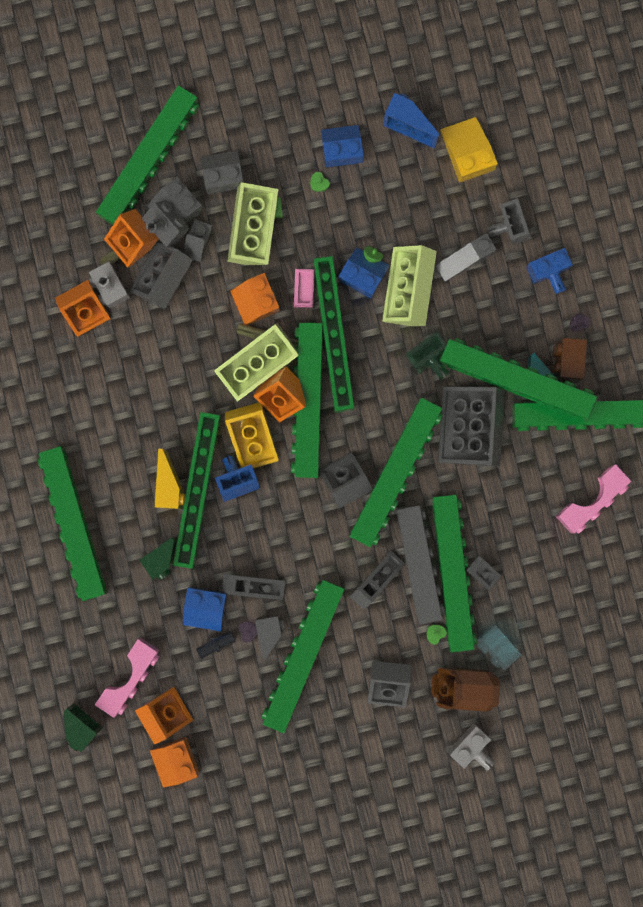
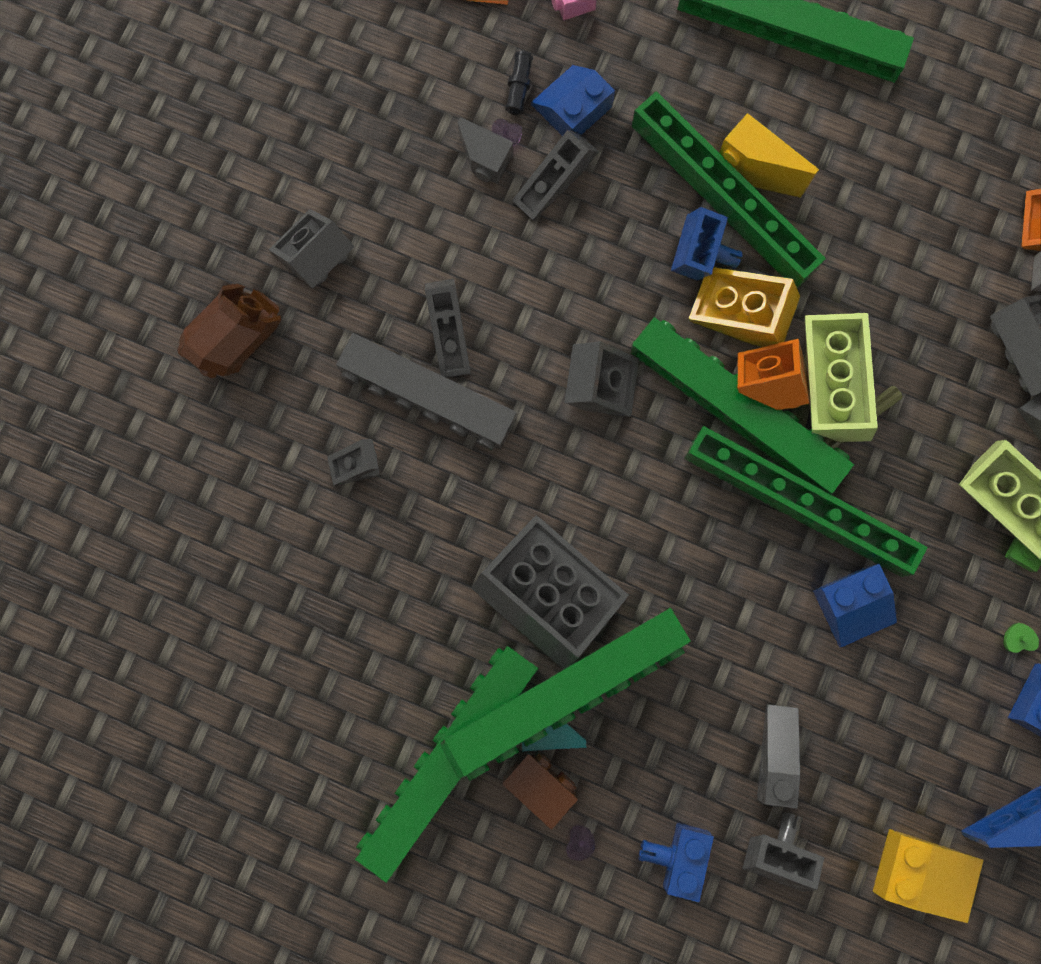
camera: 125 degrees right, 5 degrees down
(160, 560) = (674, 78): dark green slope -> none
(255, 299) = (920, 441): orange slope -> none
(303, 656) = (426, 173): green brick -> none
(304, 288) = (889, 510): bright pink tile -> none
(372, 255) = (872, 633): bright green piece -> none
(395, 473) = (565, 444): green brick -> none
(409, 285) = (796, 652): yellowish green slope -> none
(428, 355) = (689, 599): clear green brick -> none
(435, 633) = (327, 351): bright green piece -> none
(452, 573) = (383, 424): green brick -> none
(471, 747) = (156, 285): light grey brick -> none
(499, 647) = (247, 410): clear light blue brick -> none
(611, 483) = (335, 717): bright pink arch -> none

